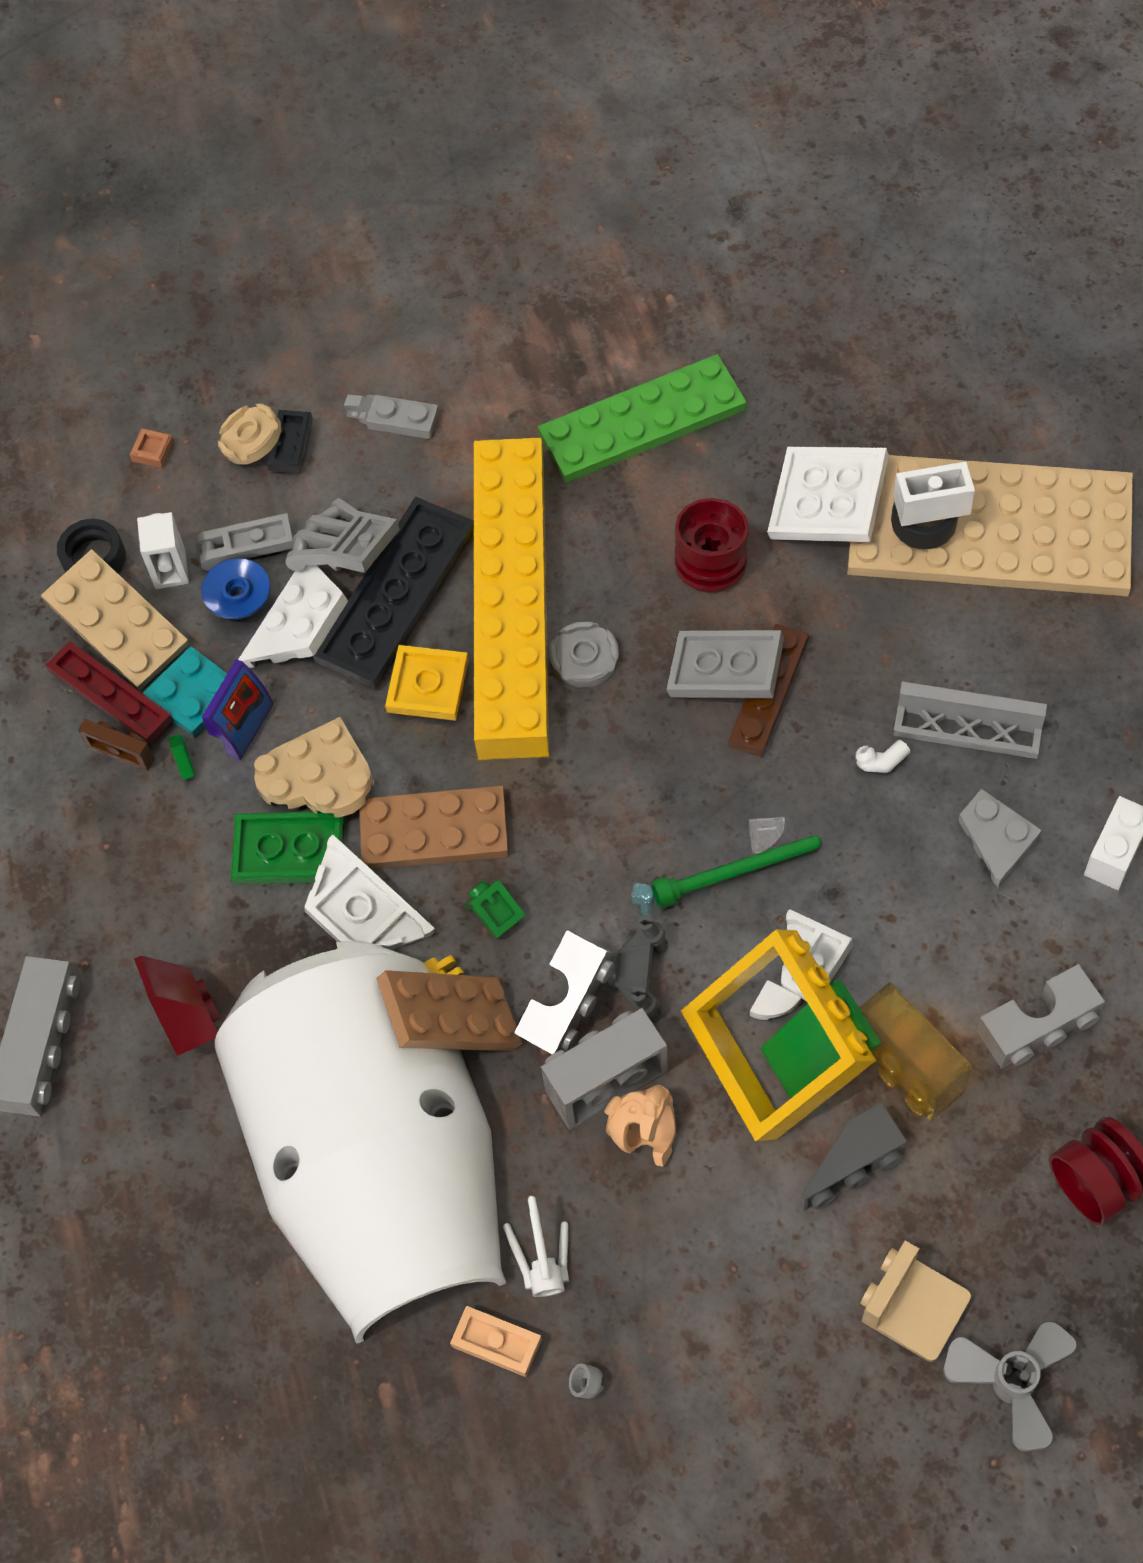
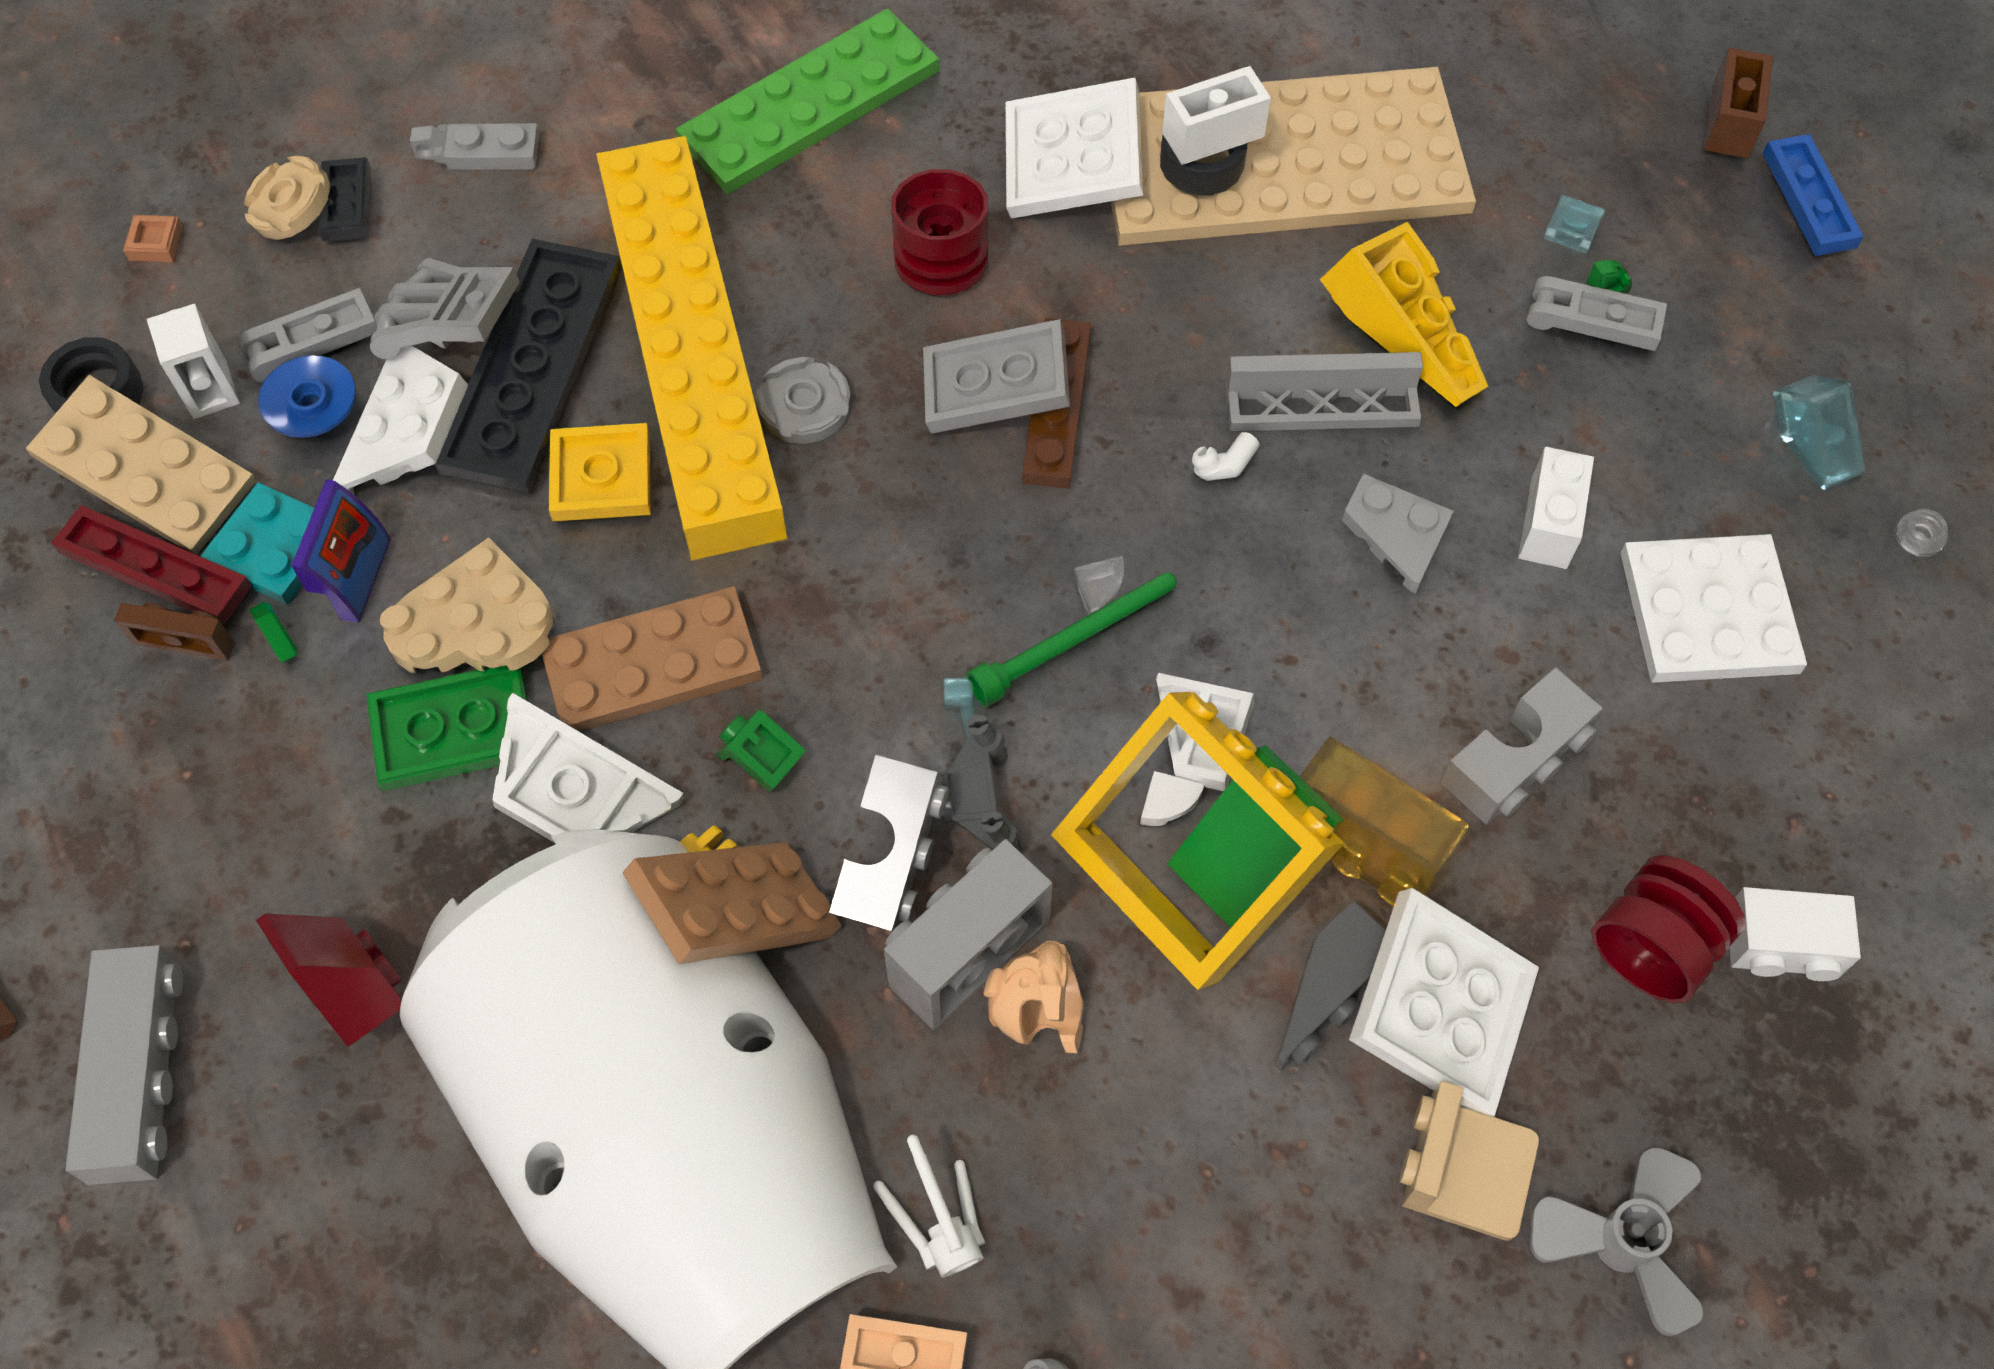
camera: 20 degrees left, 0 degrees up
(927, 1187) = (1444, 1002): none -> white plate
(1046, 662) = (1395, 299): none -> yellow wedge

